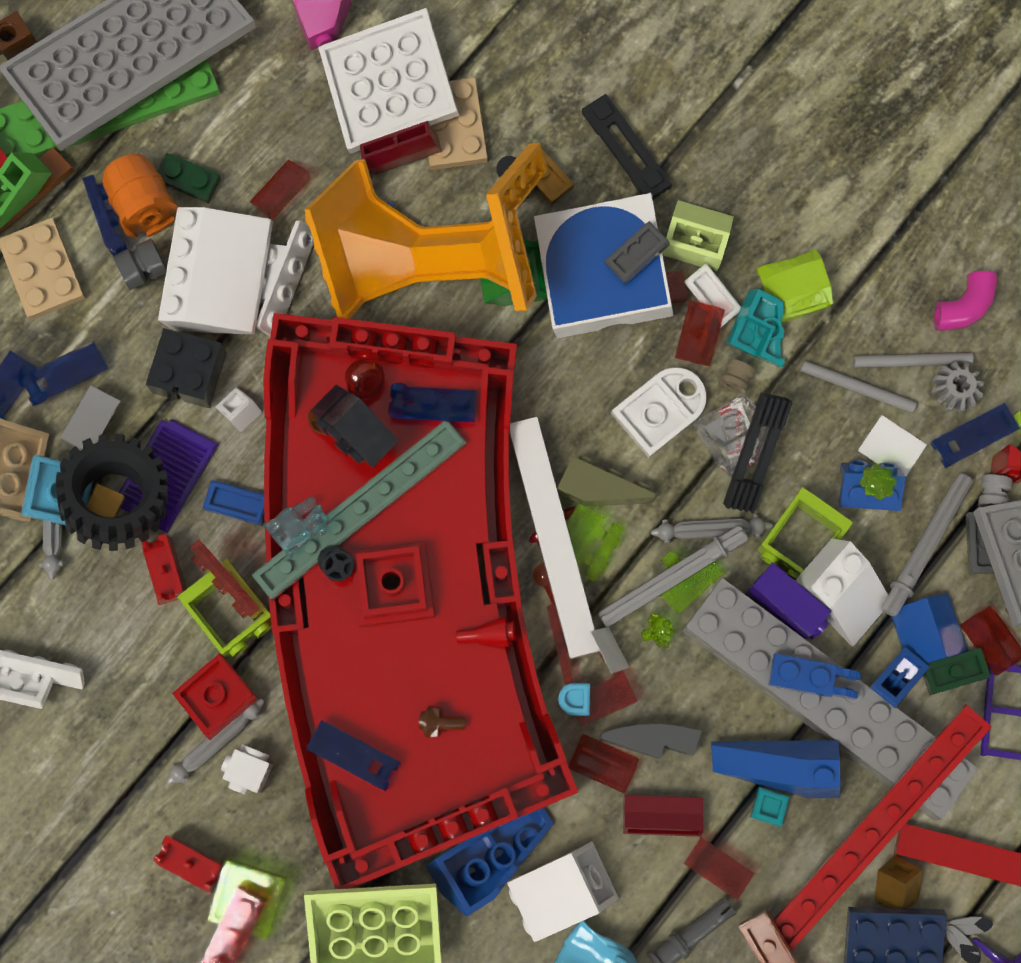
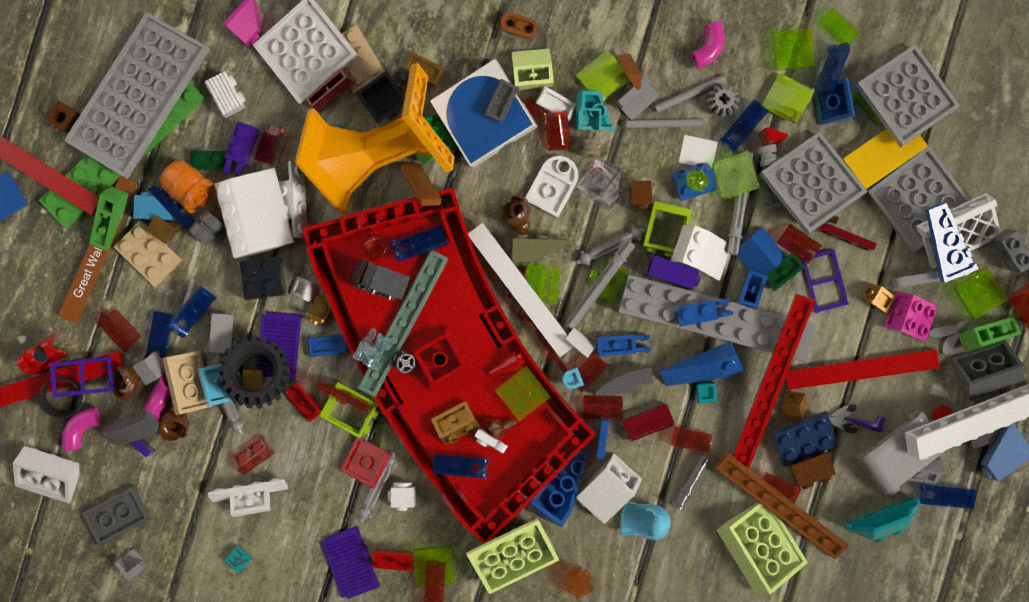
camera: 15 degrees left, 10 degrees up
(53, 617) = (252, 455): none -> clear red slope
(72, 208) = (147, 207): none -> dark azure slope
(76, 242) = (162, 230): none -> pearl gold panel
(123, 841) = (350, 563): none -> dark purple window
(239, 175) = (241, 147): none -> dark purple hinge
(246, 448) = (319, 311): none -> pearl gold bracket
(250, 97) = (225, 94): none -> white brick
(373, 688) = (455, 423): none -> pearl gold bracket
(408, 730) = (487, 439): none -> white plate
(464, 185) = (382, 98): none -> black piece
(471, 323) = (420, 184): none -> dark orange tile
(492, 685) = (522, 393): none -> clear neon green plate
(584, 808) = (602, 438): none -> blue tile
(593, 426) = (517, 214): none -> reddish brown piece
(602, 115) = (444, 15): black container -> none
(659, 631) = (604, 319): clear neon green plant -> none
(668, 680) = (620, 345): none -> blue hinge
(705, 167) = (520, 23): none -> dark orange plate
(769, 412) = (620, 166): black container -> none
(785, 470) = (640, 195): none -> reddish brown brick
(833, 335) = (636, 100): none -> light grey panel
(841, 288) = (630, 69): none -> dark orange slope
(936, 500) = (735, 175): none -> clear neon green plate

